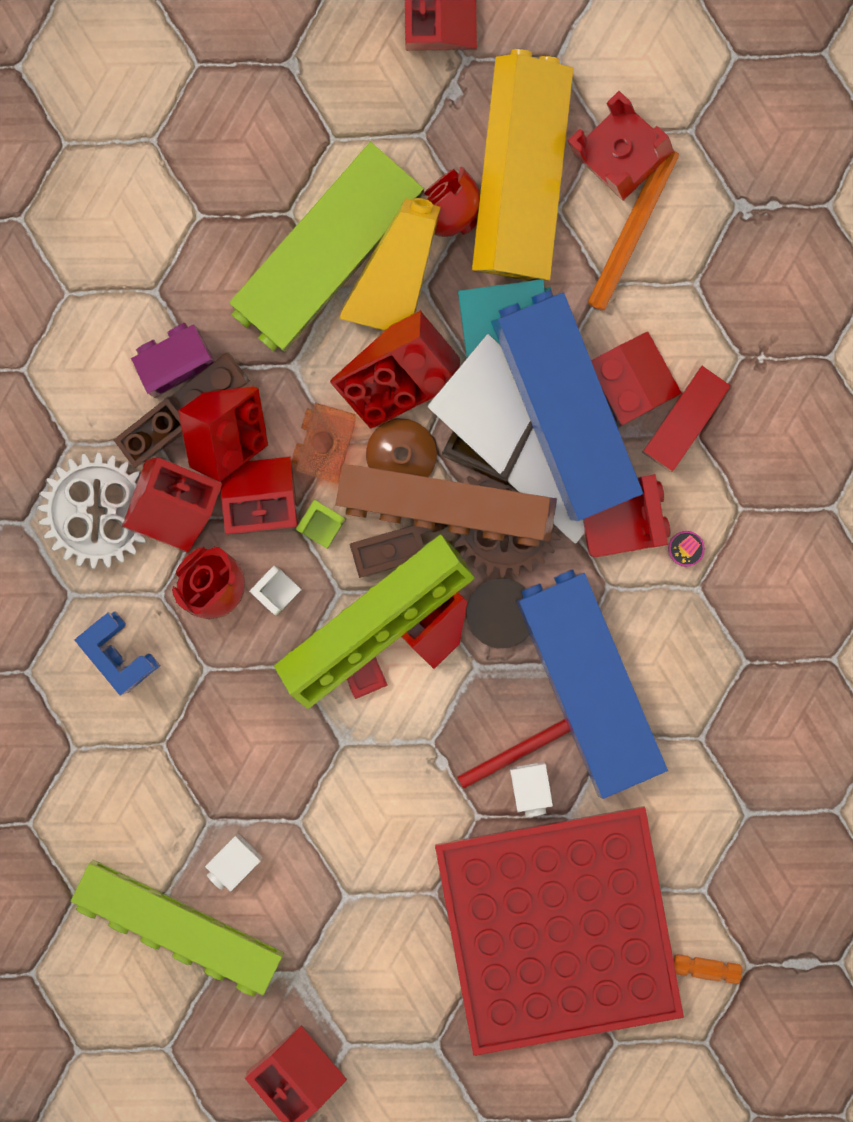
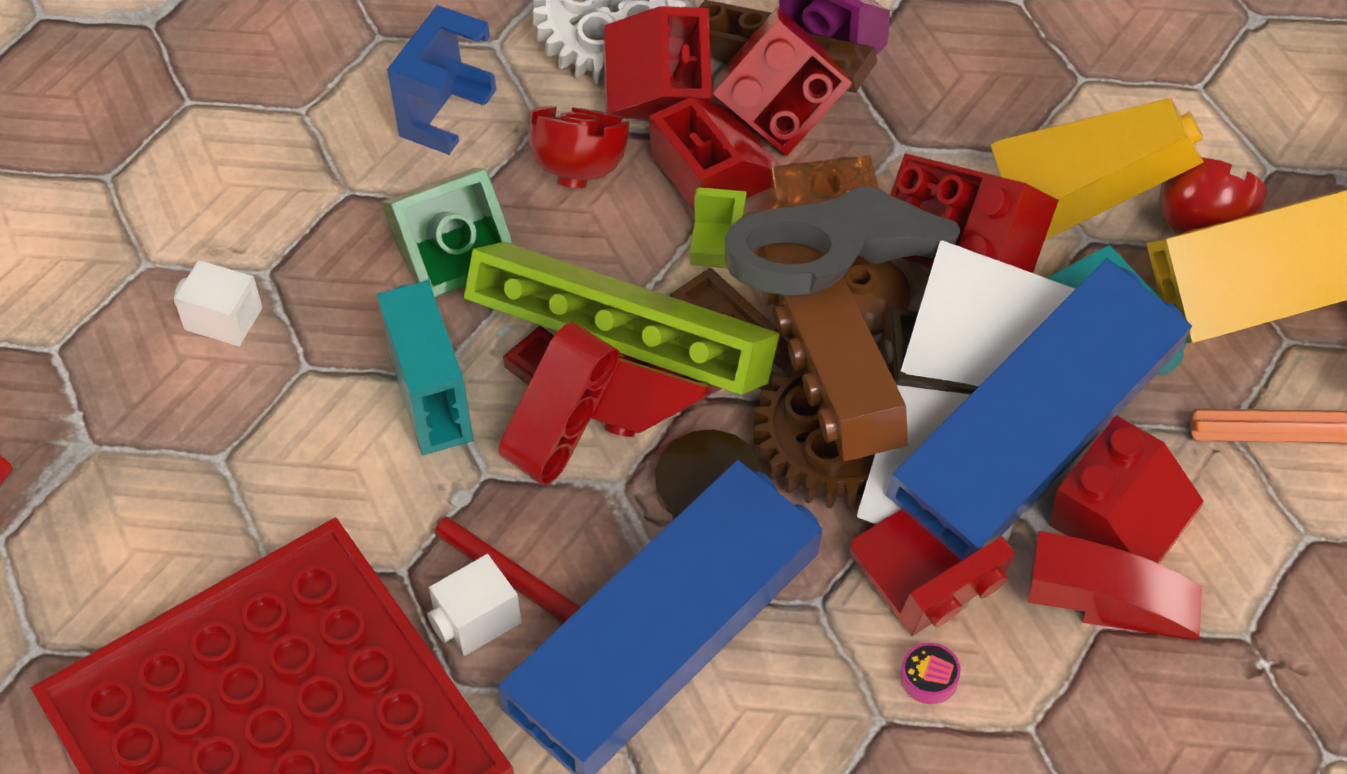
camera: 70 degrees right, 35 degrees down
(176, 927) = (101, 282): lime brick -> none
(240, 695) = (442, 226): none -> slope
(275, 590) = (605, 213): white panel -> none
(324, 249) = (994, 92): lime brick -> none
(355, 755) = (425, 367): none -> teal brick
(381, 452) = (853, 225): none -> dark grey animal
(425, 686) = (558, 403): none -> red beam

